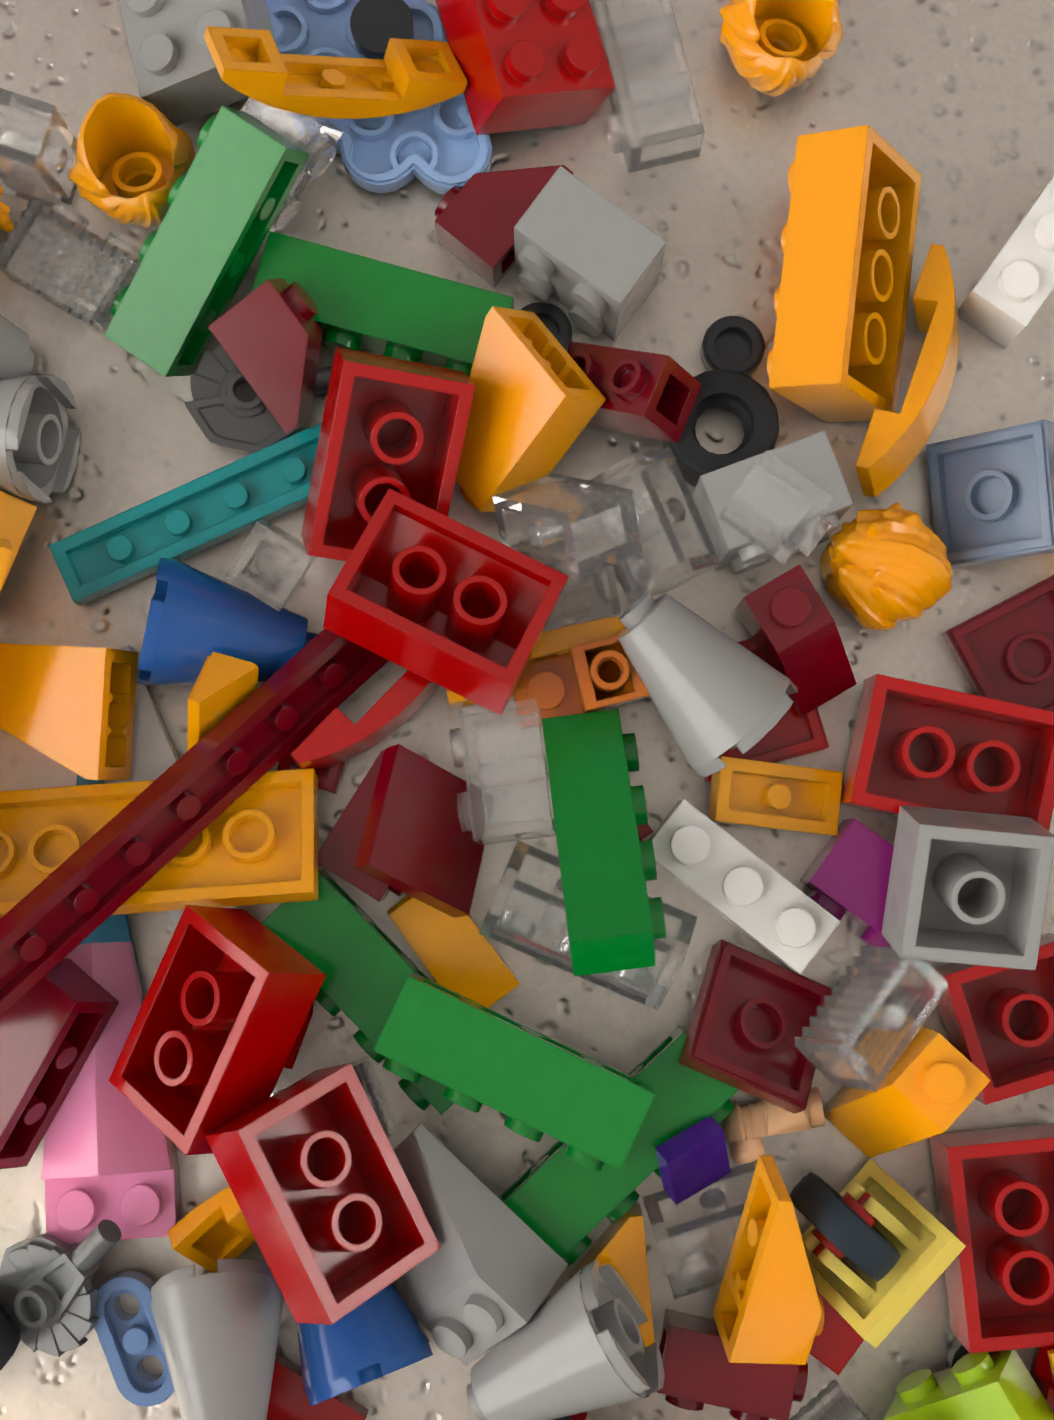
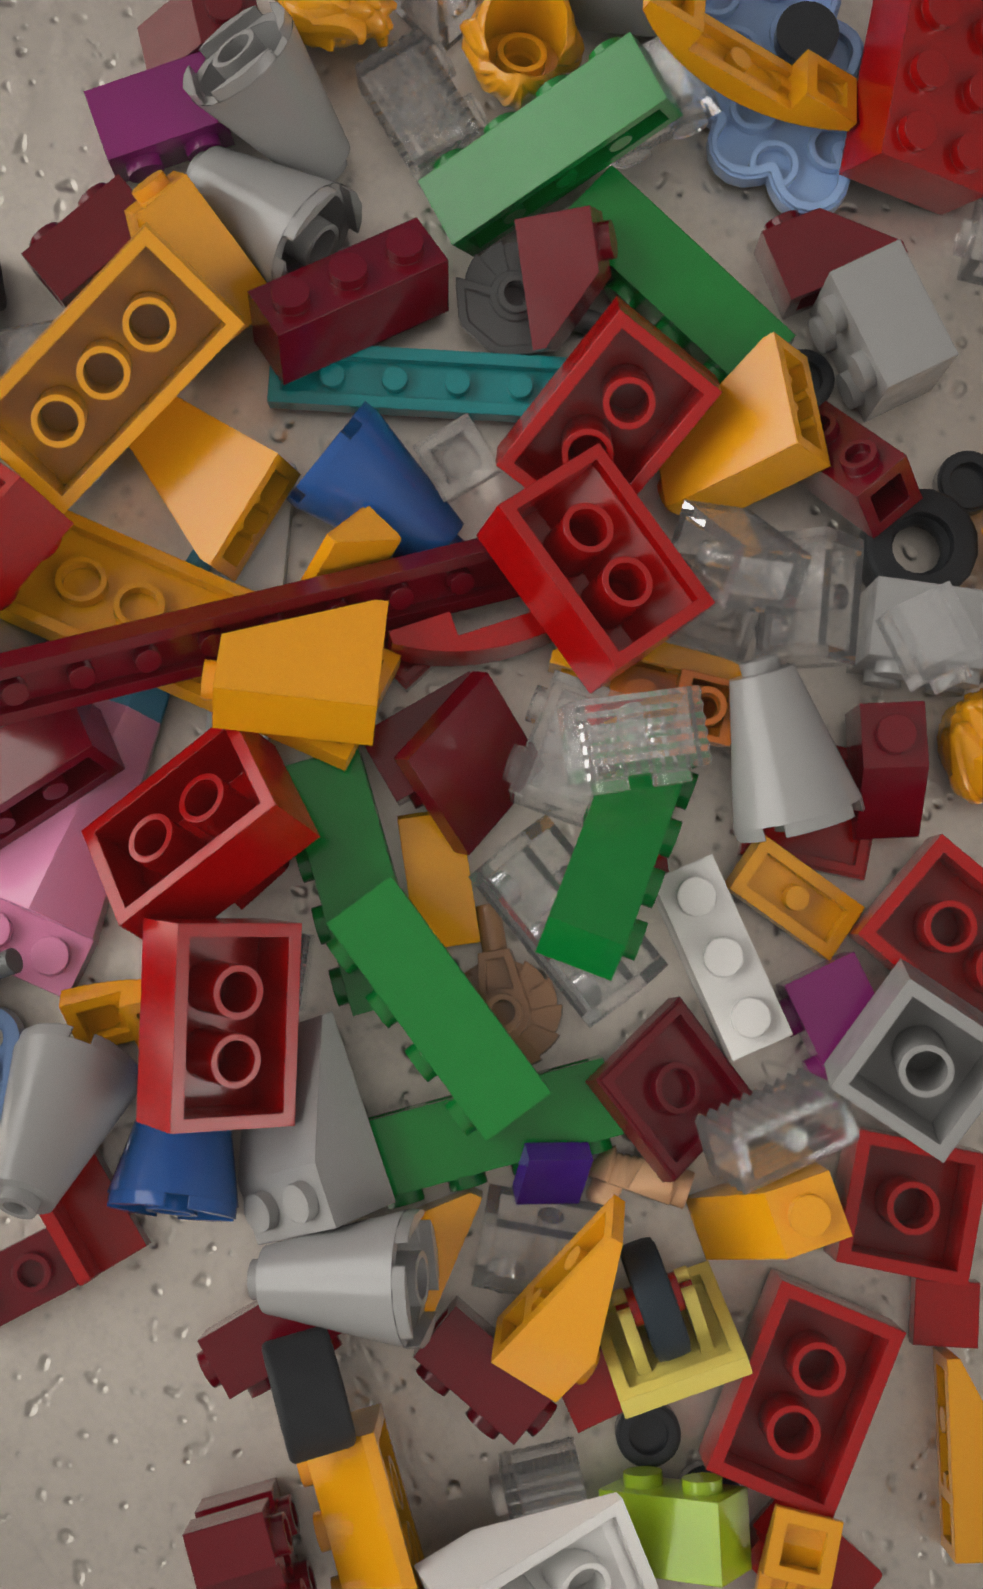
camera: 25 degrees right, 0 degrees up
(99, 474) = (349, 300): none -> dark red brick
(232, 838) = (301, 675): none -> light orange slope
(559, 735) = (634, 737): none -> clear brick
(573, 1012) = (514, 990): none -> medium nougat piece
(905, 1347) = (648, 1437): none -> black tile

